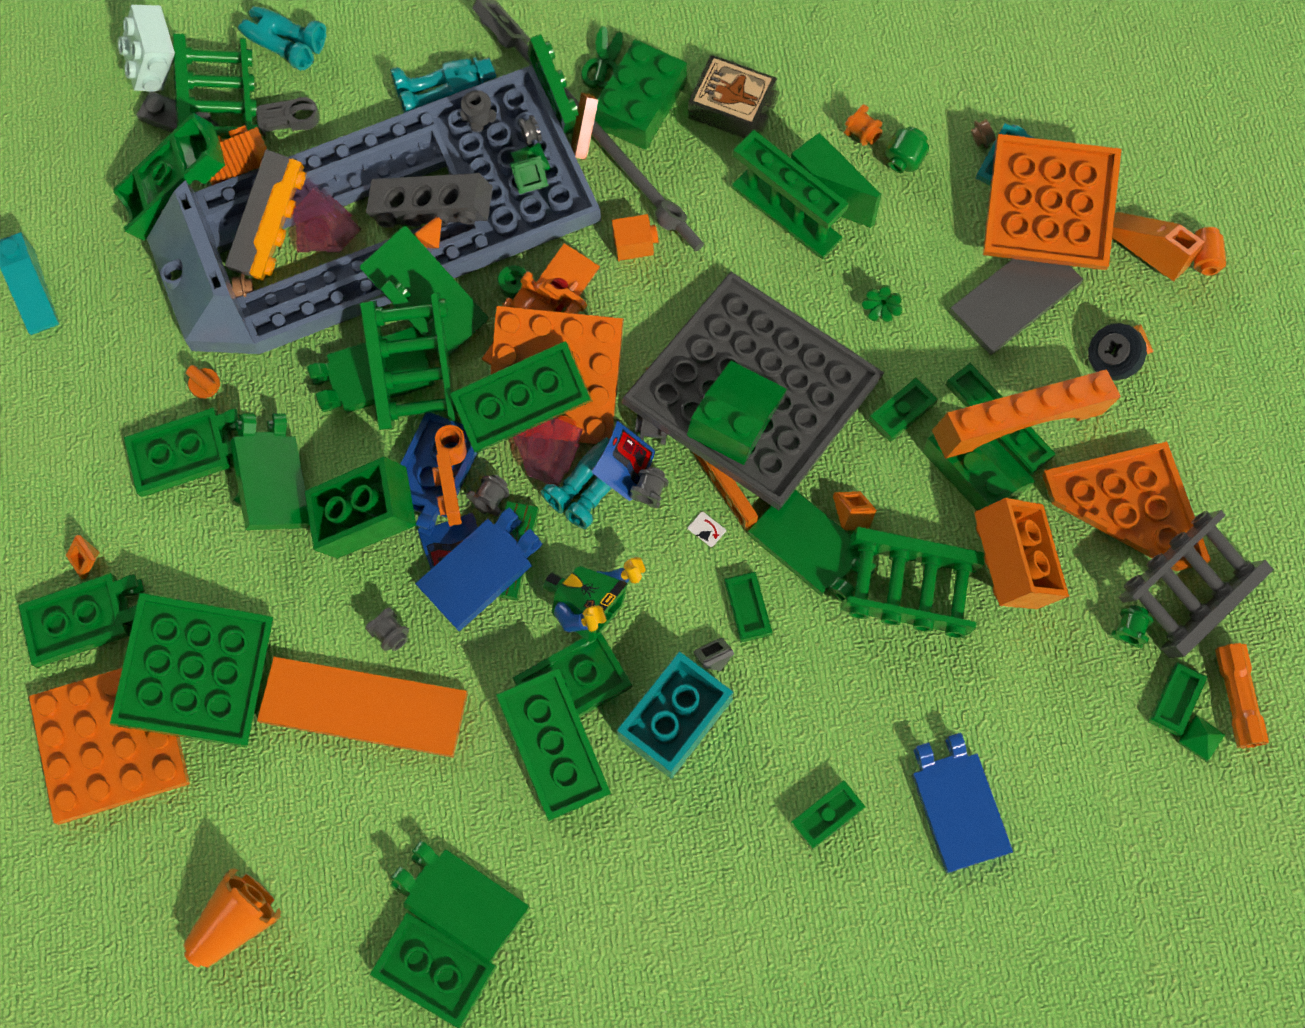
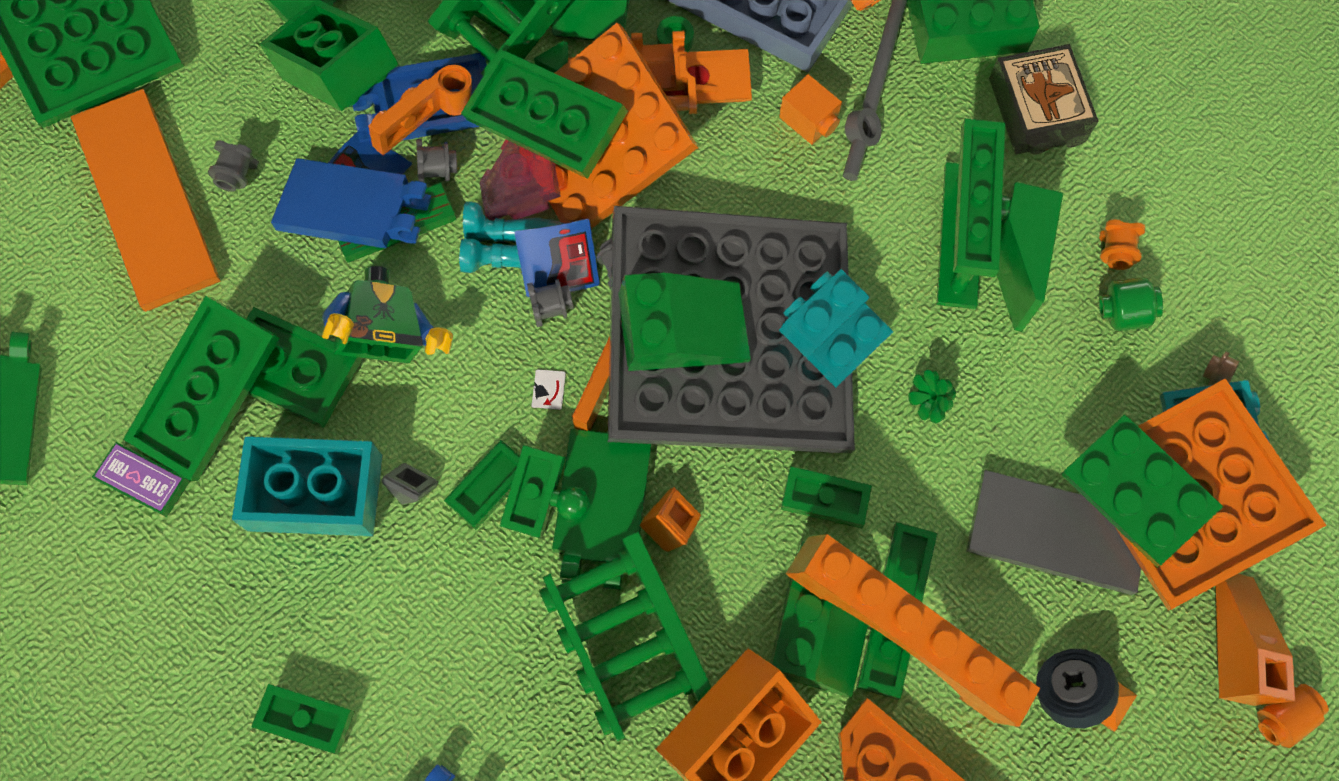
camera: 50 degrees right, 0 degrees up
(473, 369) = (553, 58): none -> green slope
(582, 828) = (141, 479): none -> medium lavender tile
(779, 577) = (536, 491): none -> green plate
(799, 326) = (835, 326): none -> teal plate
(1030, 229) = (1141, 490): none -> green plate

